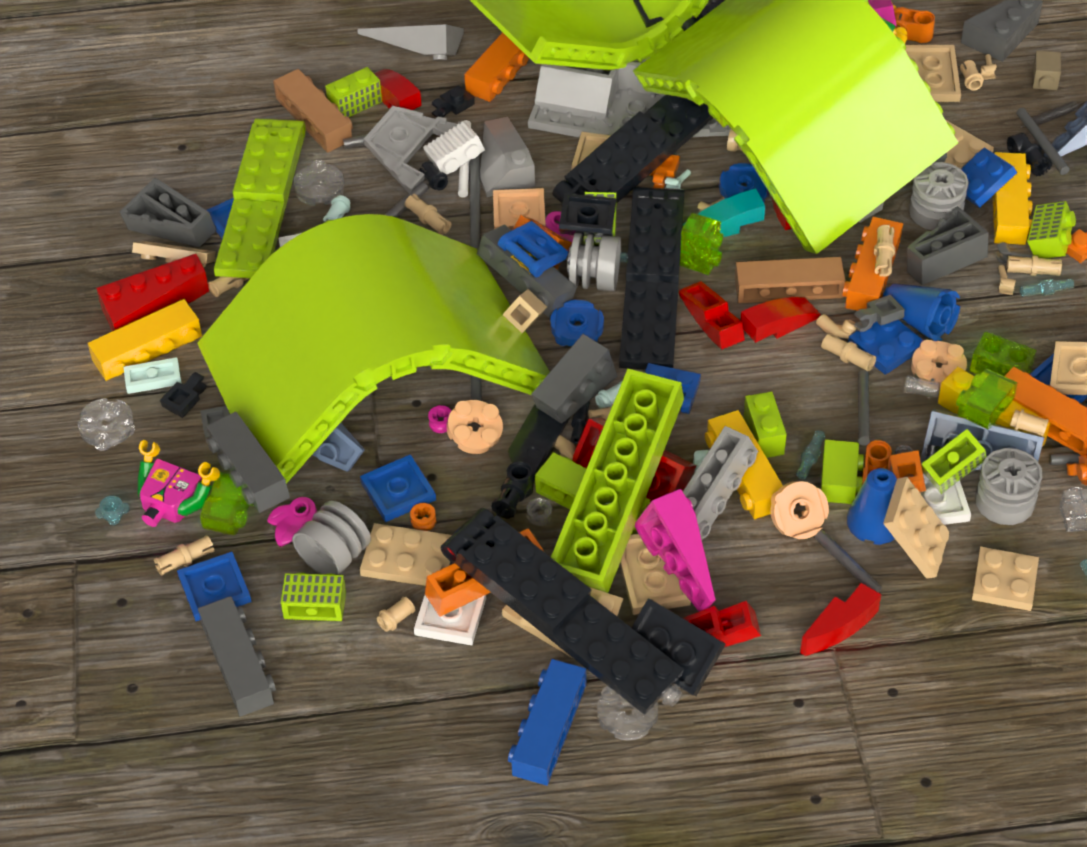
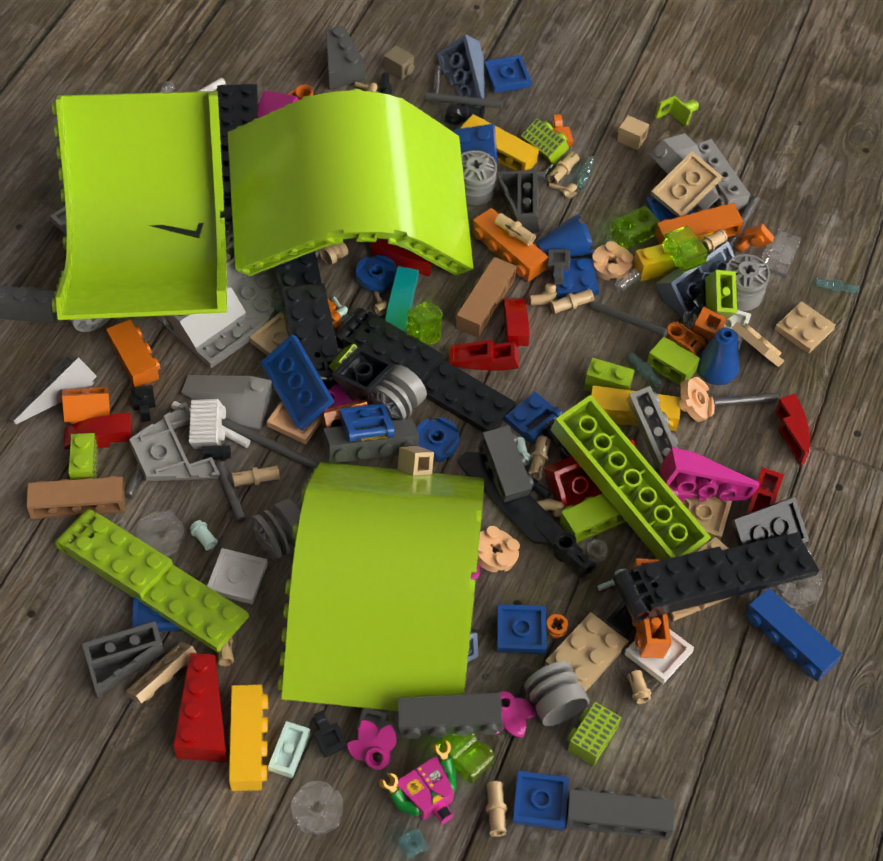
camera: 65 degrees left, 5 degrees up
(190, 430) = (371, 741): none -> dark pink plate
(411, 61) = (85, 403): none -> orange brick
(544, 181) = (297, 382): none -> blue plate
(1002, 79) = (385, 87): none -> black bar

